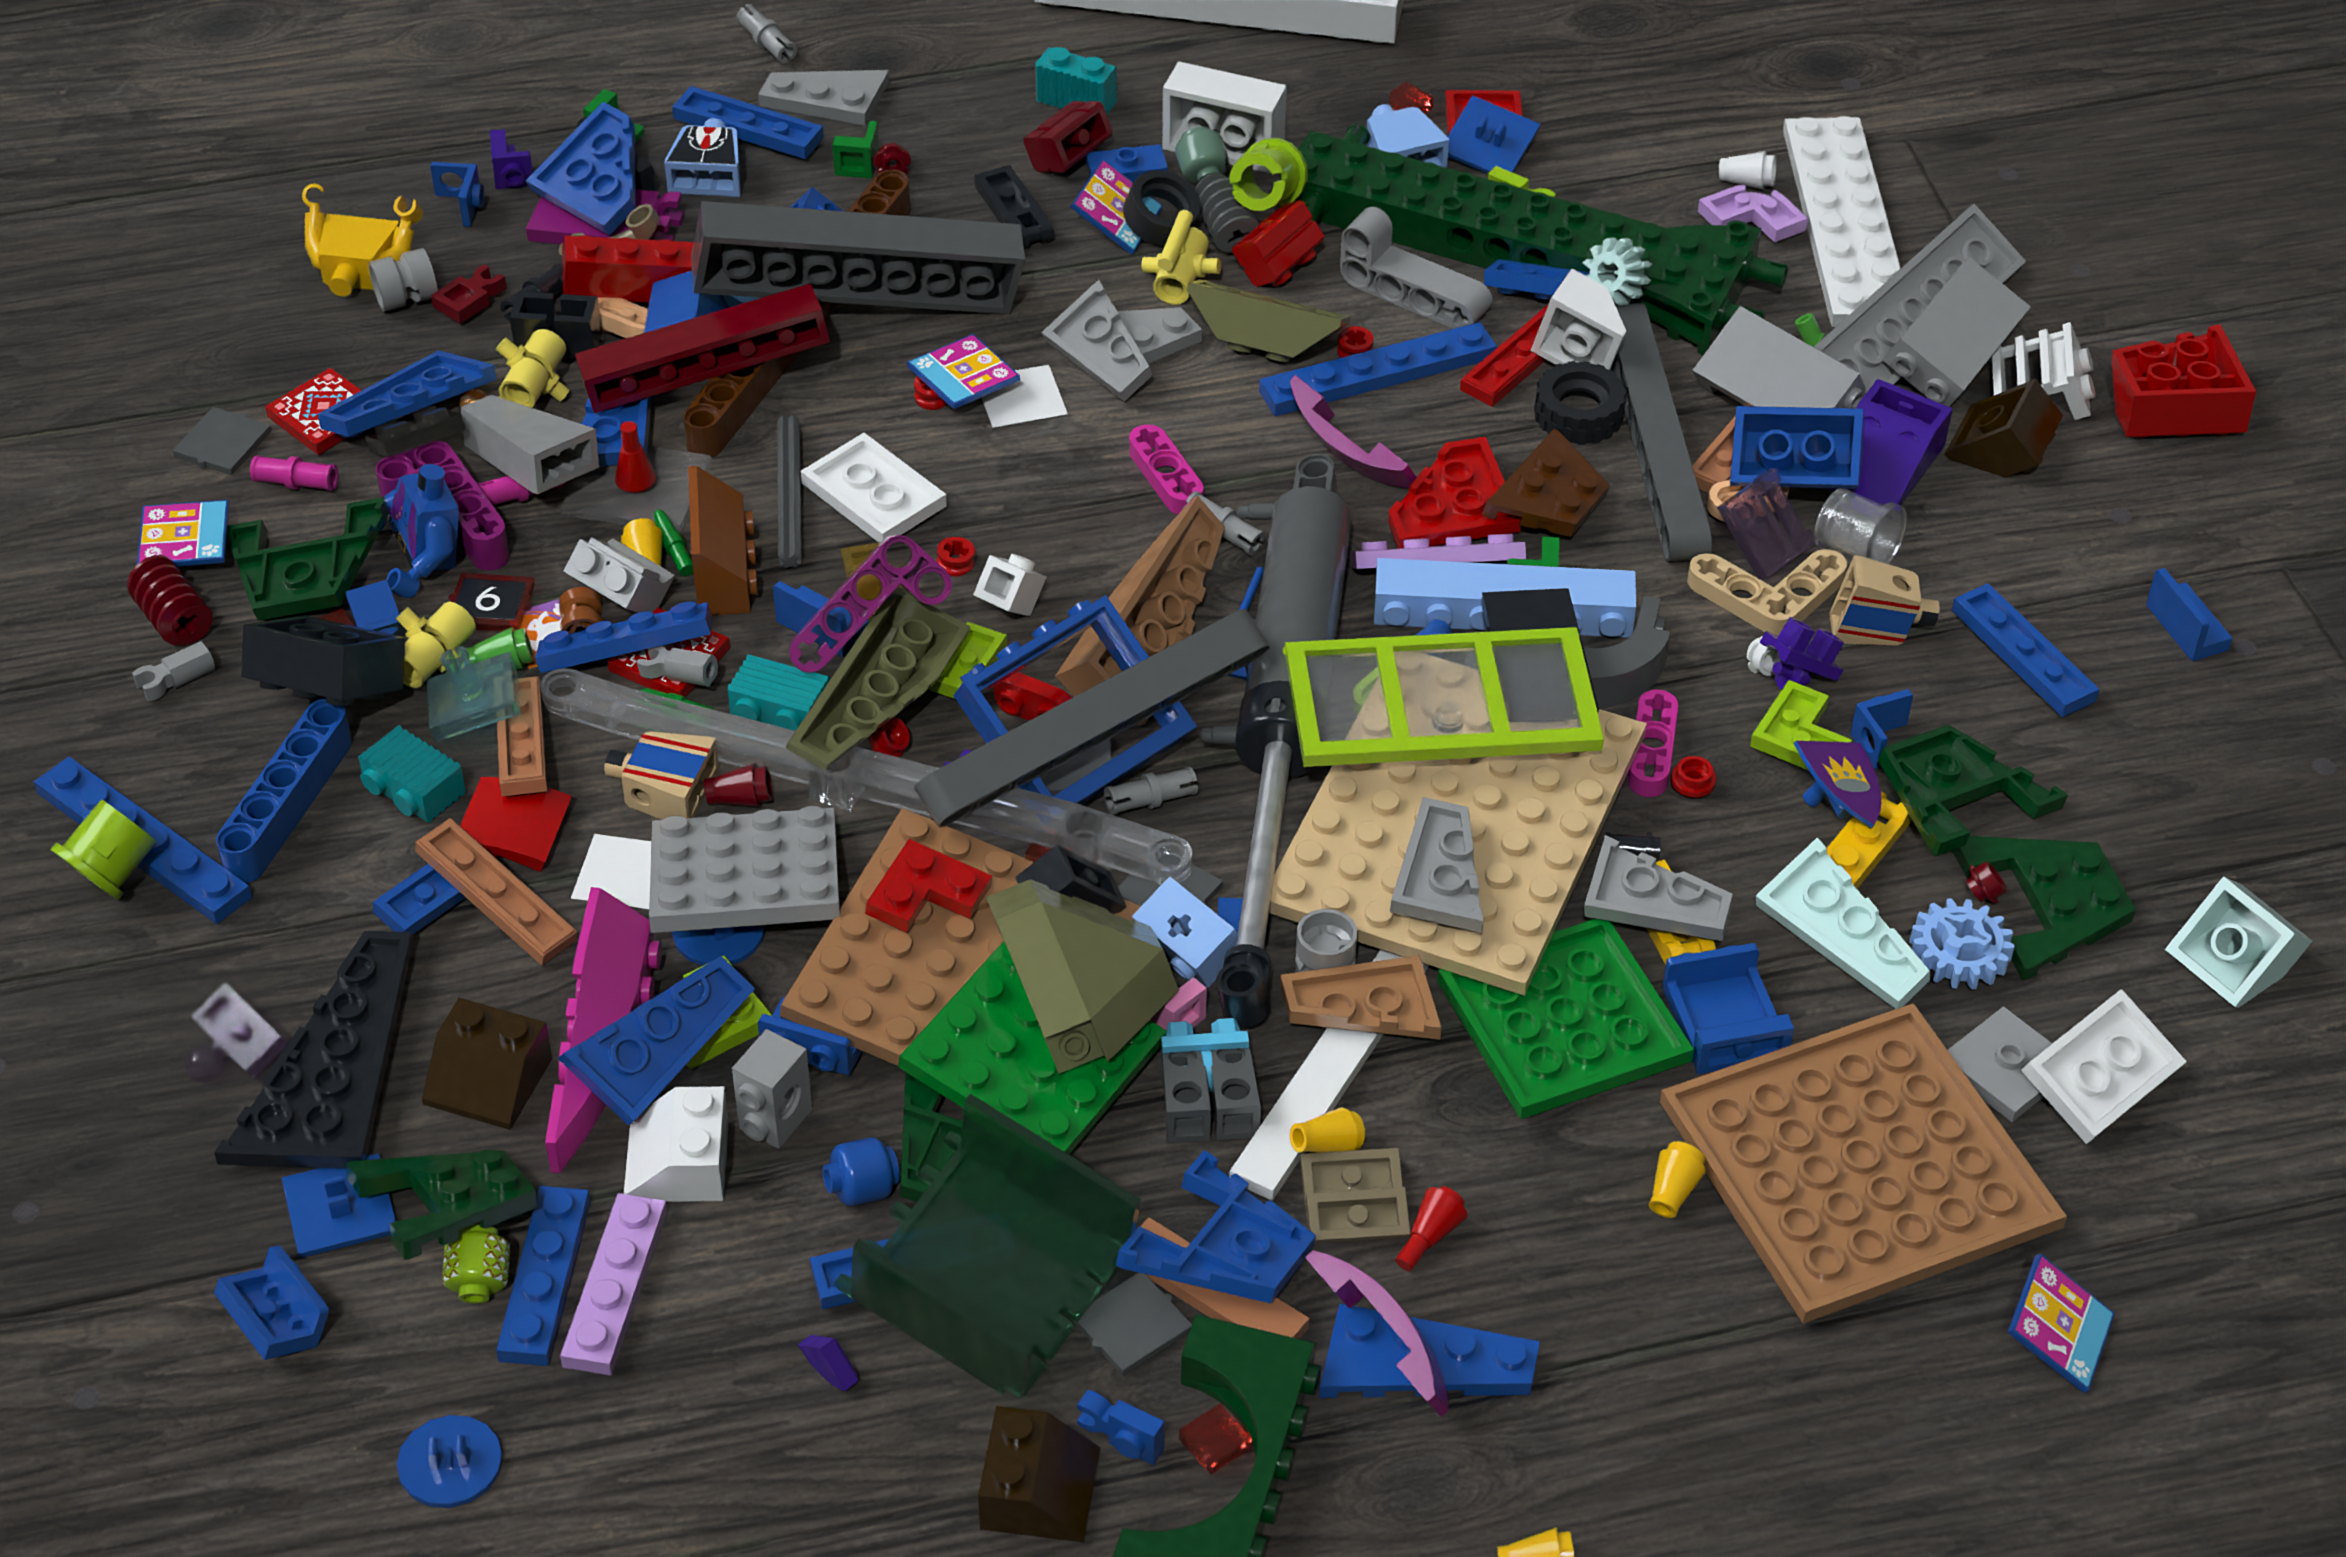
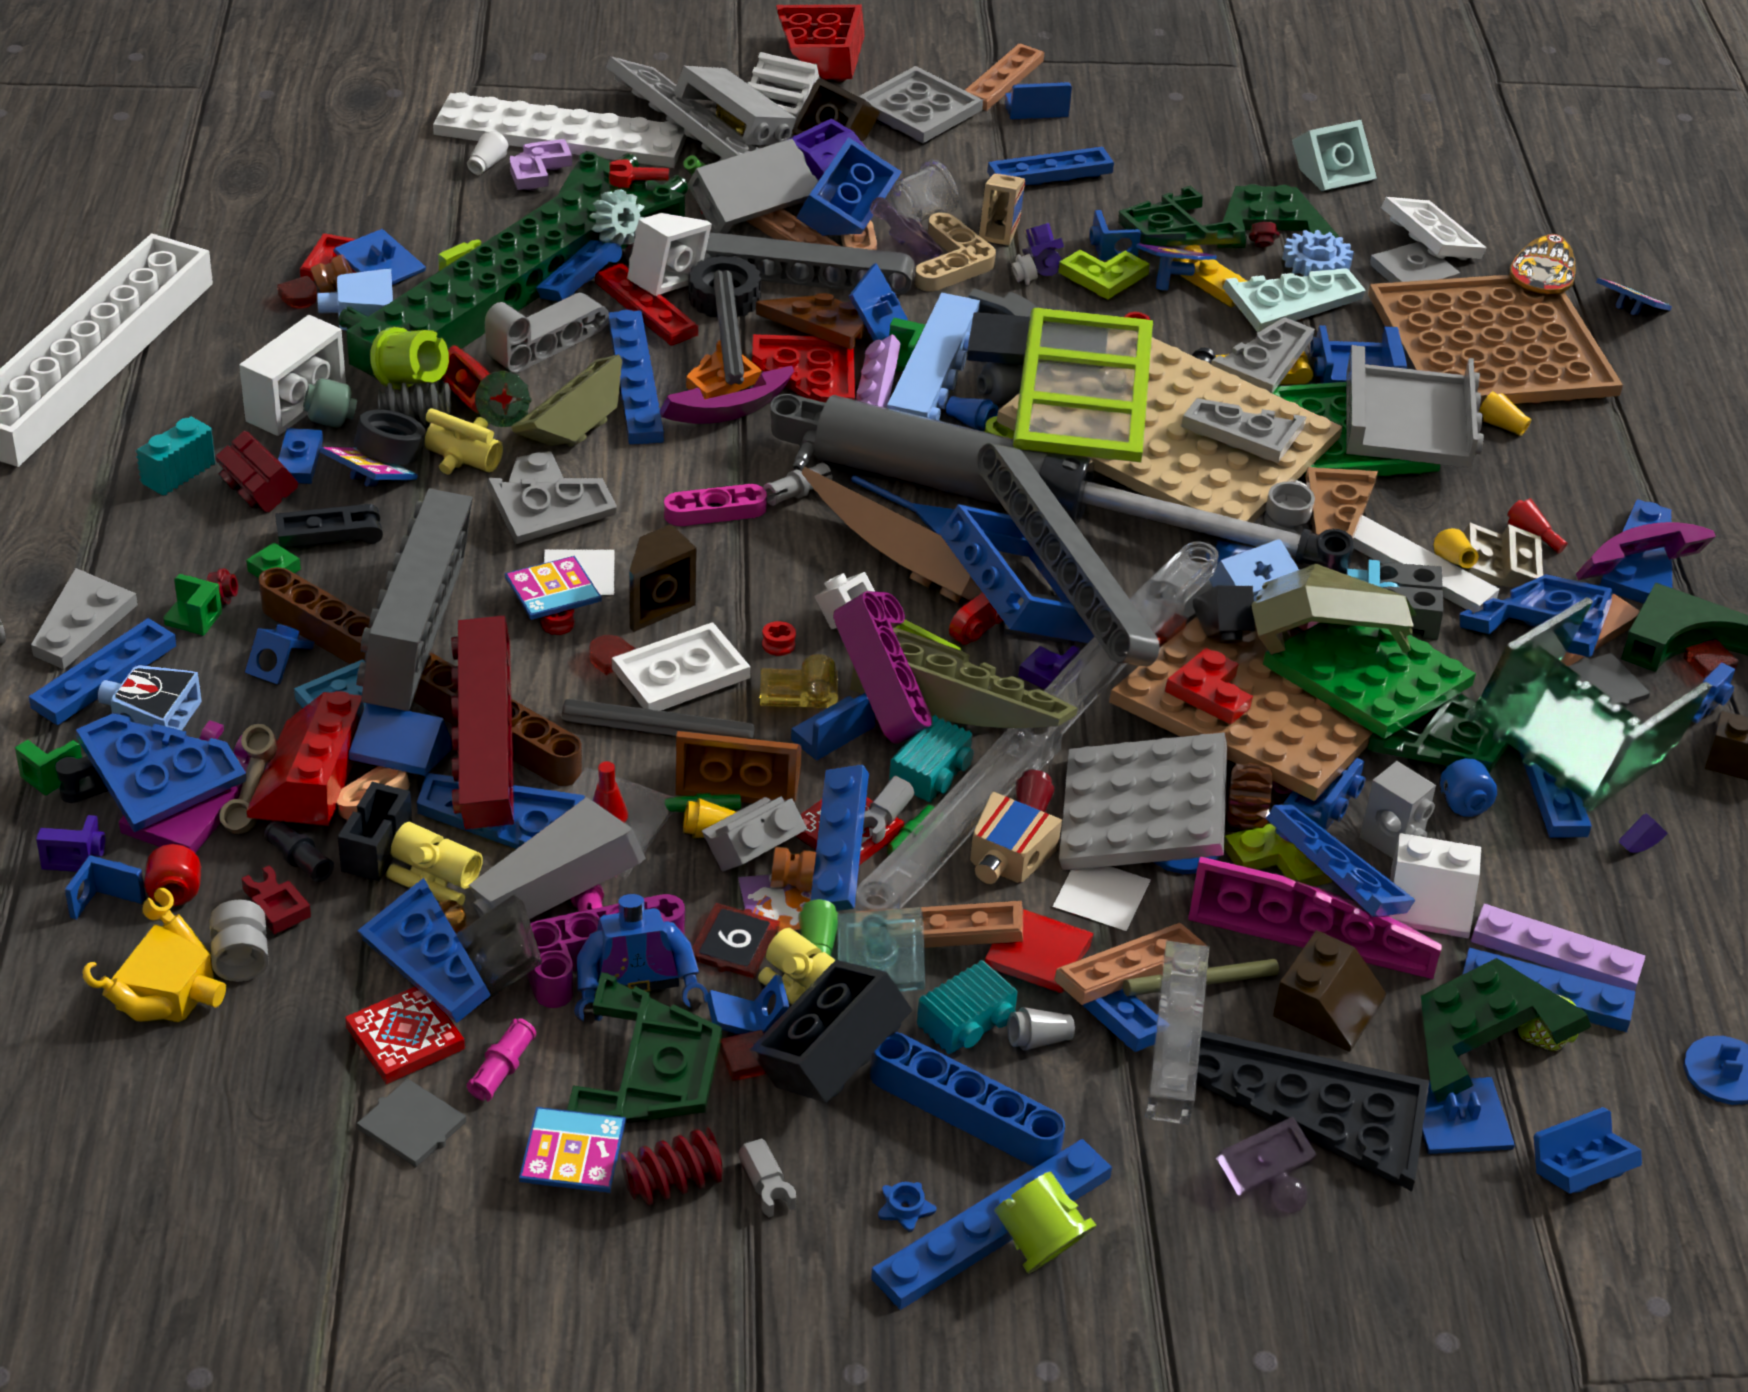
camera: 80 degrees left, 5 degrees down
(158, 766) = (905, 1193): none -> blue plate
(394, 832) = (1038, 1028): none -> light grey cone
(428, 909) = (1177, 1033): none -> clear arch
(478, 224) = (175, 870): none -> red head
(487, 949) = (1215, 975): none -> olive bar
(770, 955) = (1249, 796): none -> reddish brown gear
(891, 434) = (604, 649): none -> clear red tile
(947, 189) = (272, 557): none -> green plate
(985, 431) = (661, 577): none -> dark brown slope
(1253, 261) = (491, 410): none -> clear green gear
(1406, 429) = (711, 376): none -> orange wing
(1435, 106) = (326, 275): none -> dark orange wheel
(1470, 406) = (728, 327): none -> dark grey axle
(1584, 518) = (876, 303): none -> blue piece
(1600, 1051) = (1412, 413): none -> light grey panel
(1713, 264) = (623, 173): none -> red bar
(2072, 1203) = (1545, 265): none -> shield
(2101, 505) = (922, 104): none -> light grey plate
(2245, 579) = (1005, 74): none -> nougat tile

